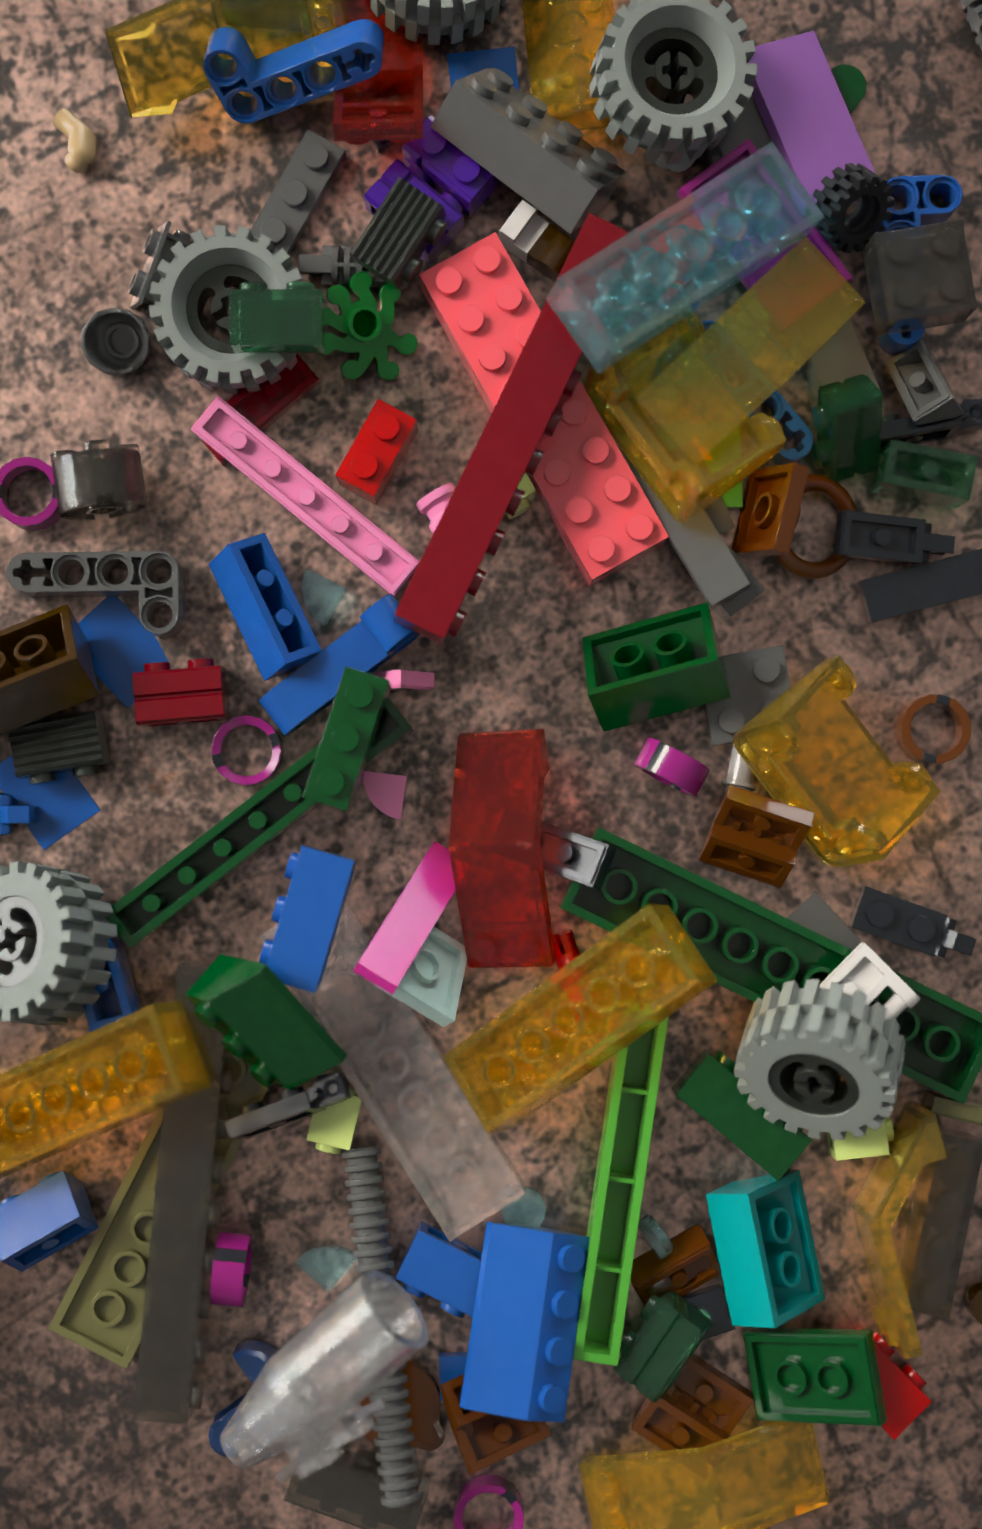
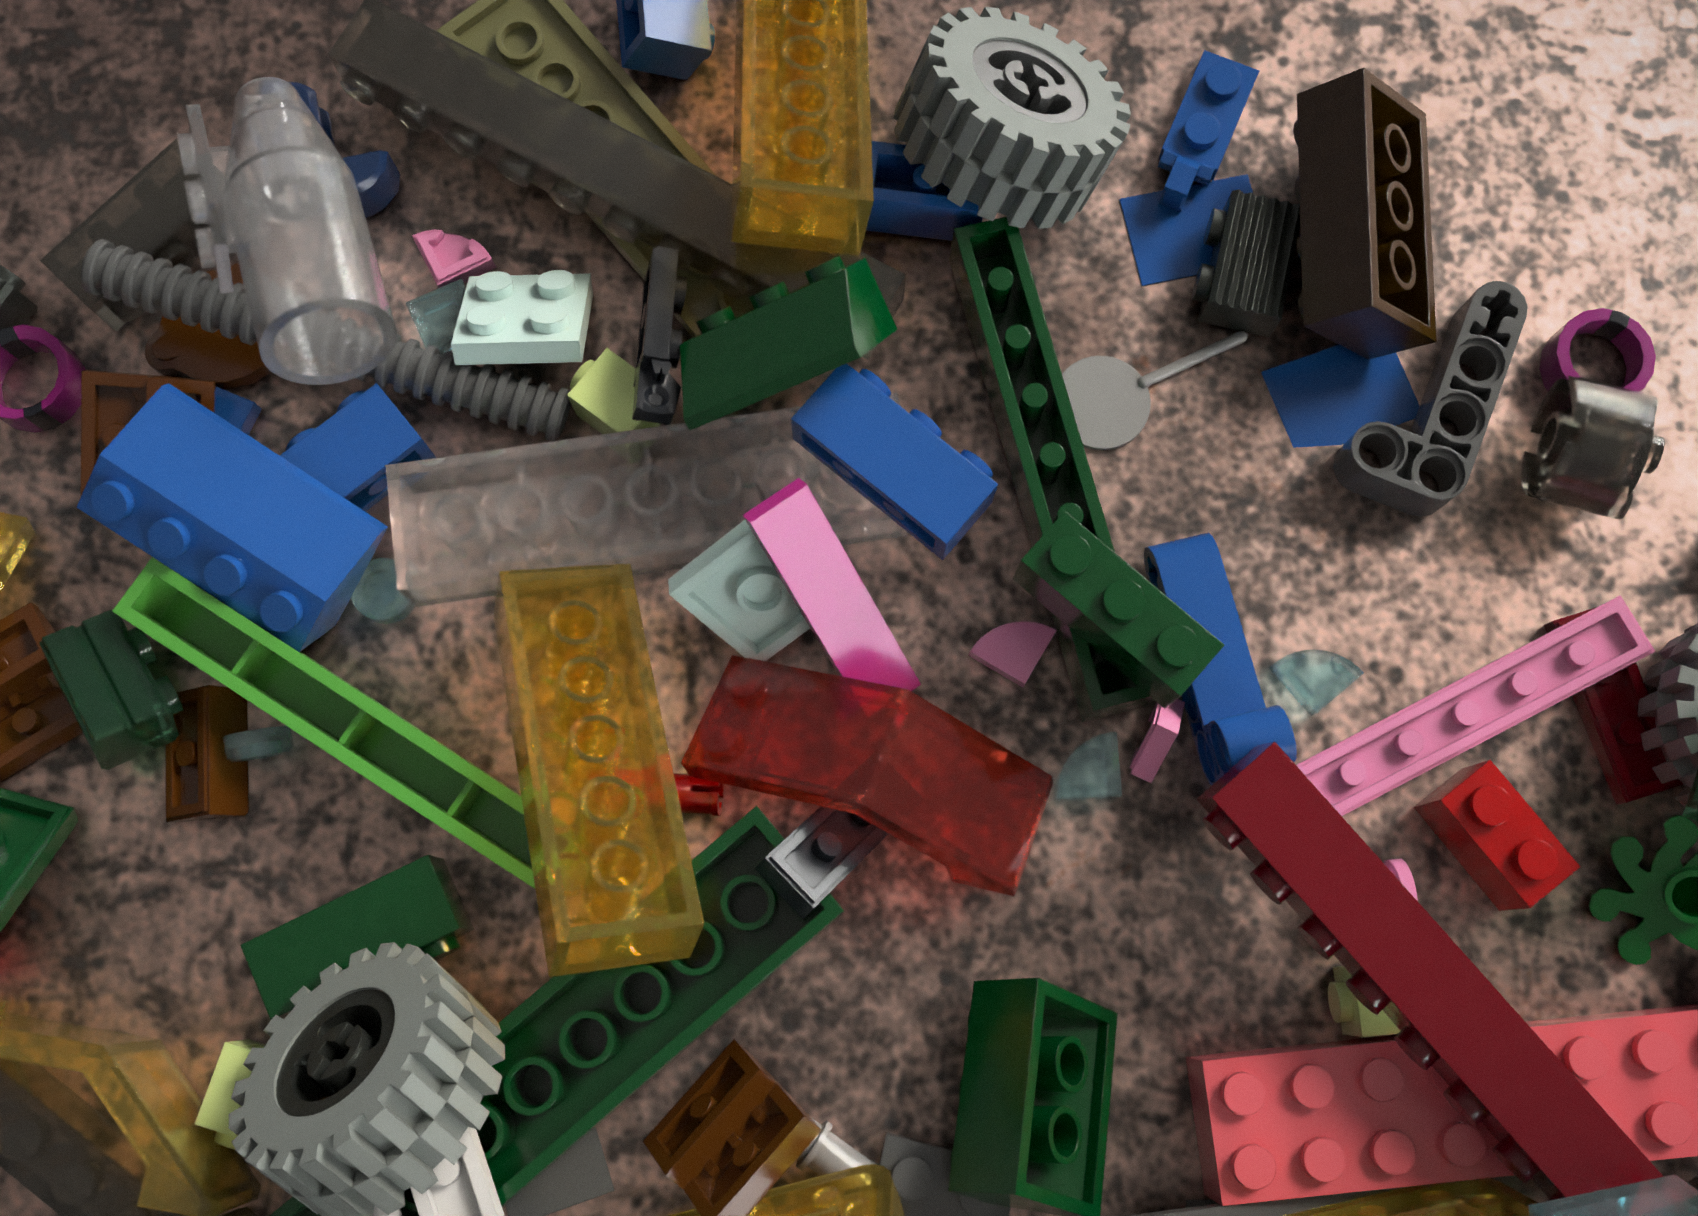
camera: 120 degrees right, 10 degrees down
(180, 695) = (1256, 438): dark red brick -> none
(190, 800) = (1114, 399): none -> light grey piece
(223, 734) = (1170, 462): magenta piece -> none
(231, 1269) = (491, 194): magenta piece -> none
(264, 606) = (1338, 591): blue brick -> none
(281, 1278) = (452, 256): none -> bright pink tile
(308, 1205) = (523, 318): none -> light aqua plate
(442, 712) = (1091, 771): none -> clear light blue tile
(671, 767) = (882, 1057): magenta piece -> none
(714, 1306) = (129, 783): black tile -> none
(765, 1249) = (161, 887): teal slope -> none

